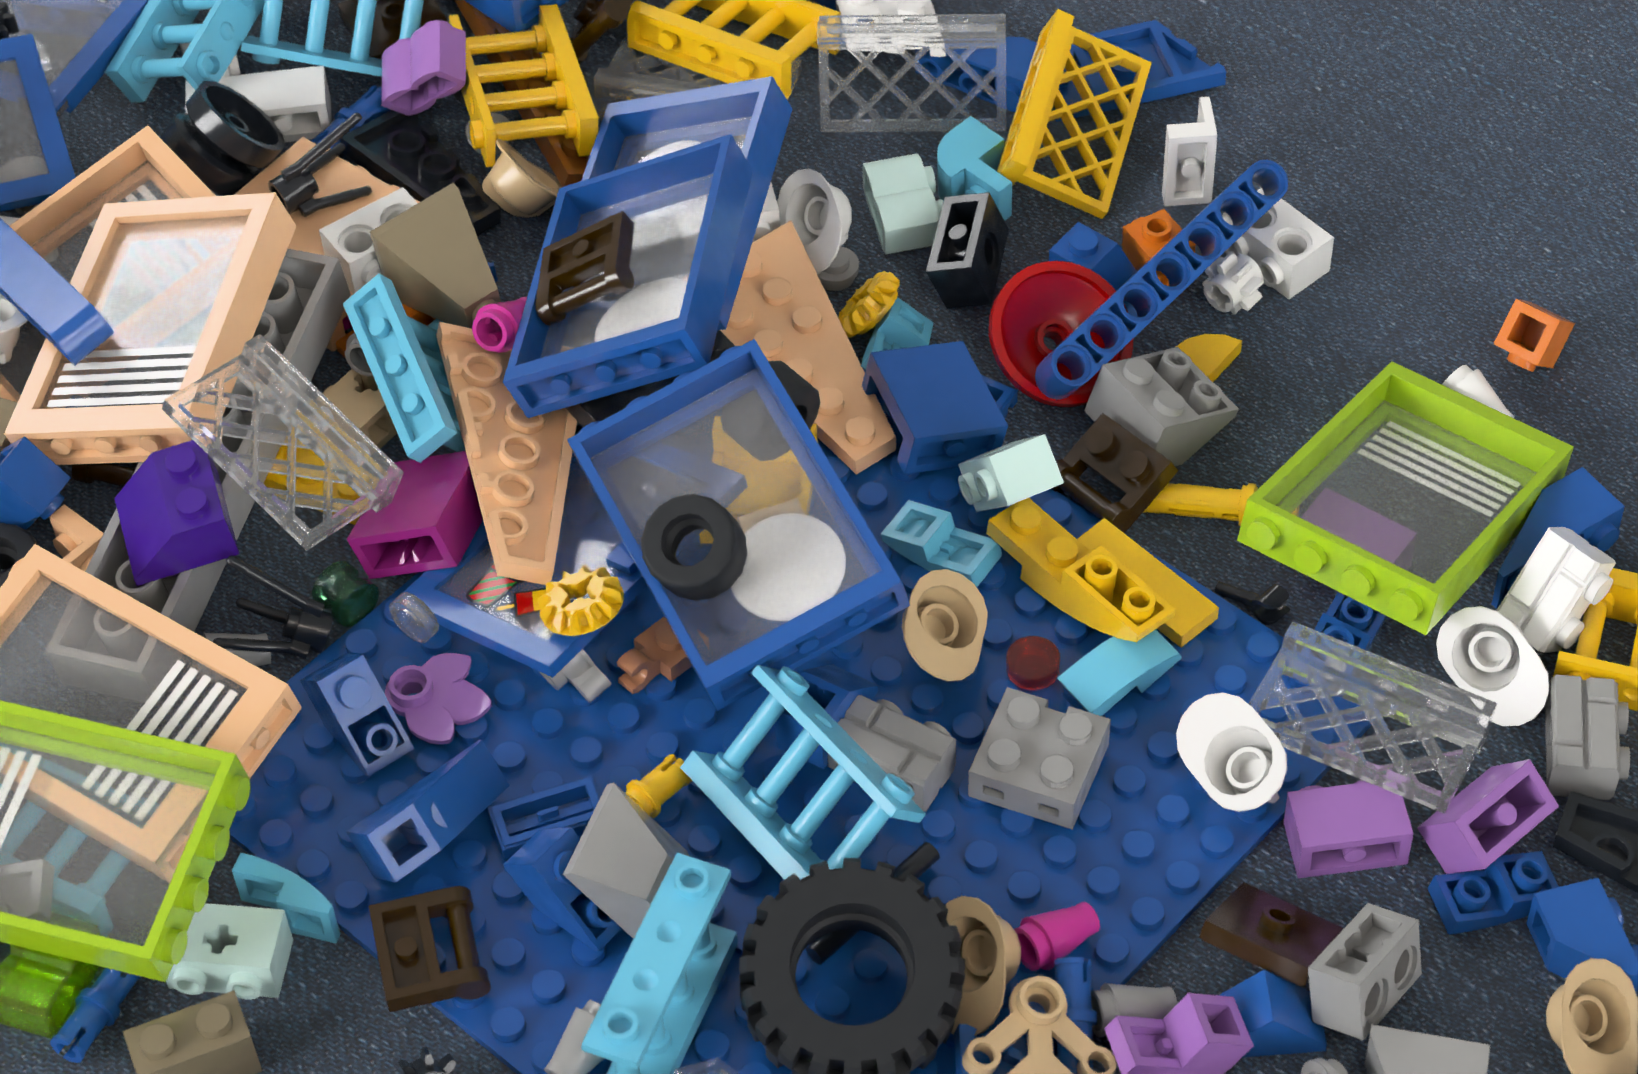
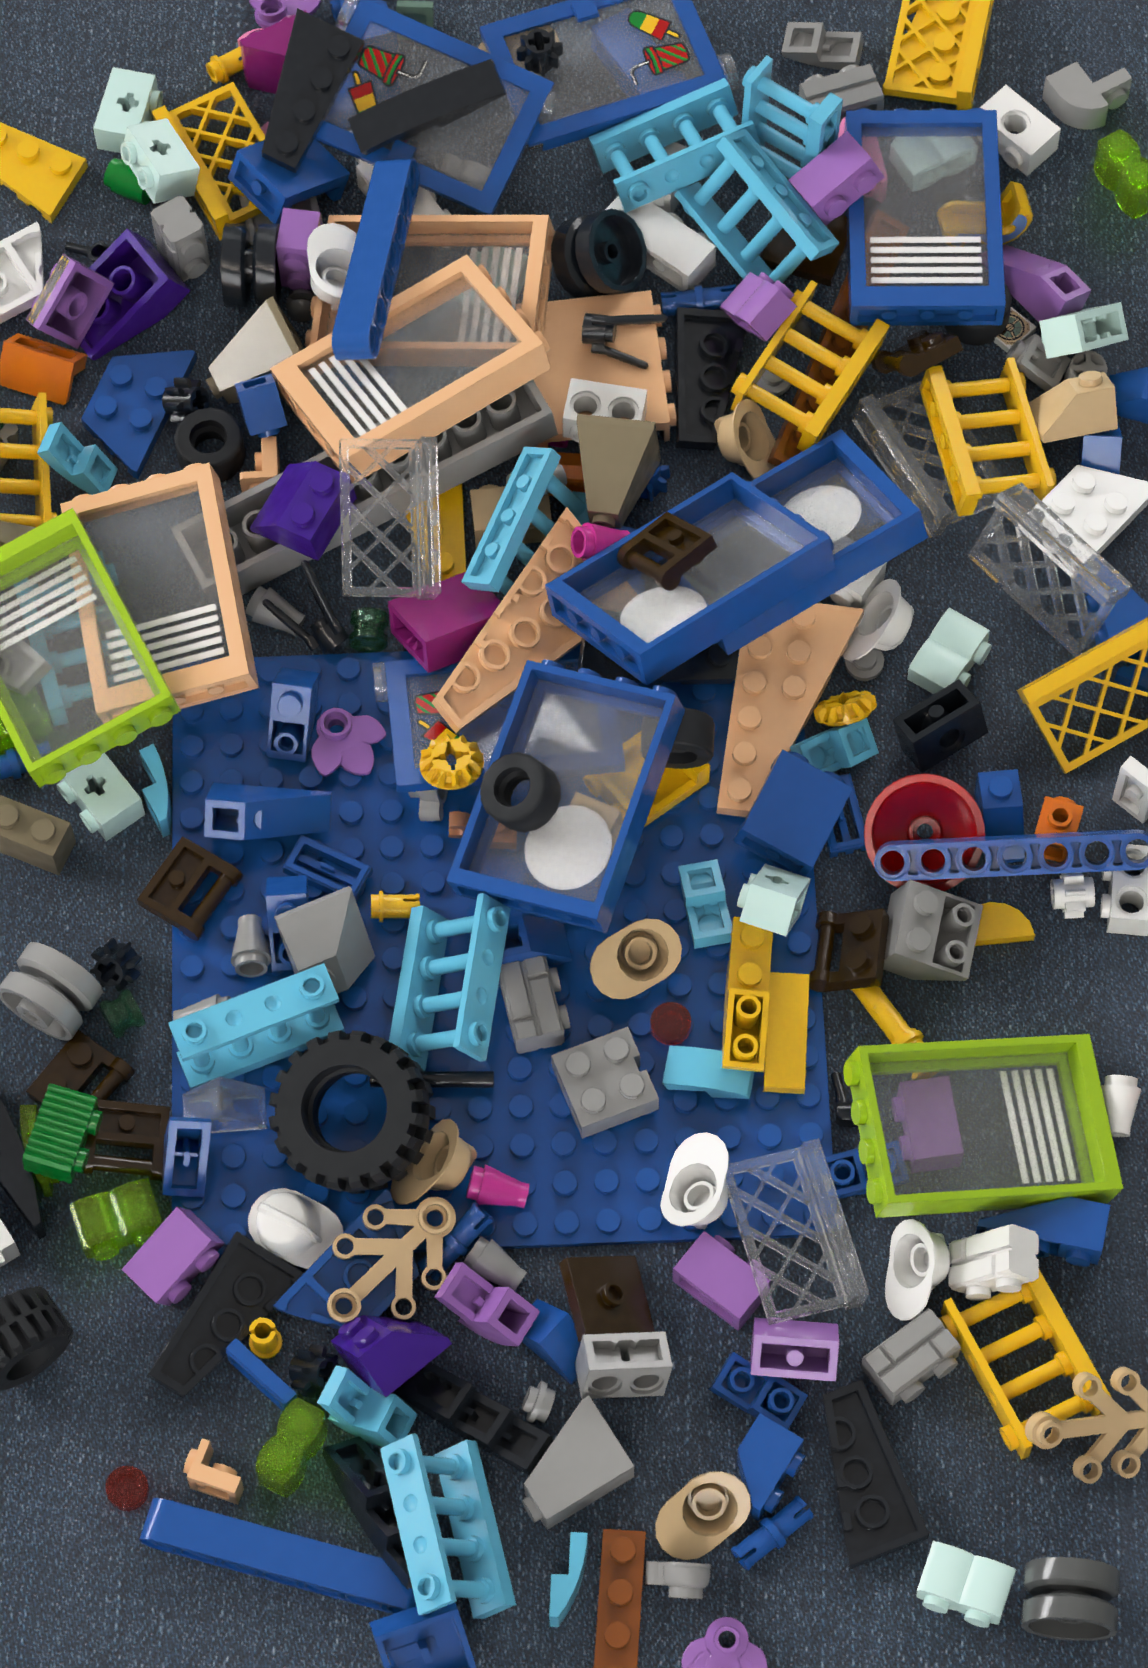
camera: 45 degrees right, 15 degrees up
(558, 946) = (250, 948): none -> light grey cone
(969, 164) = (1012, 663): medium azure brick -> none

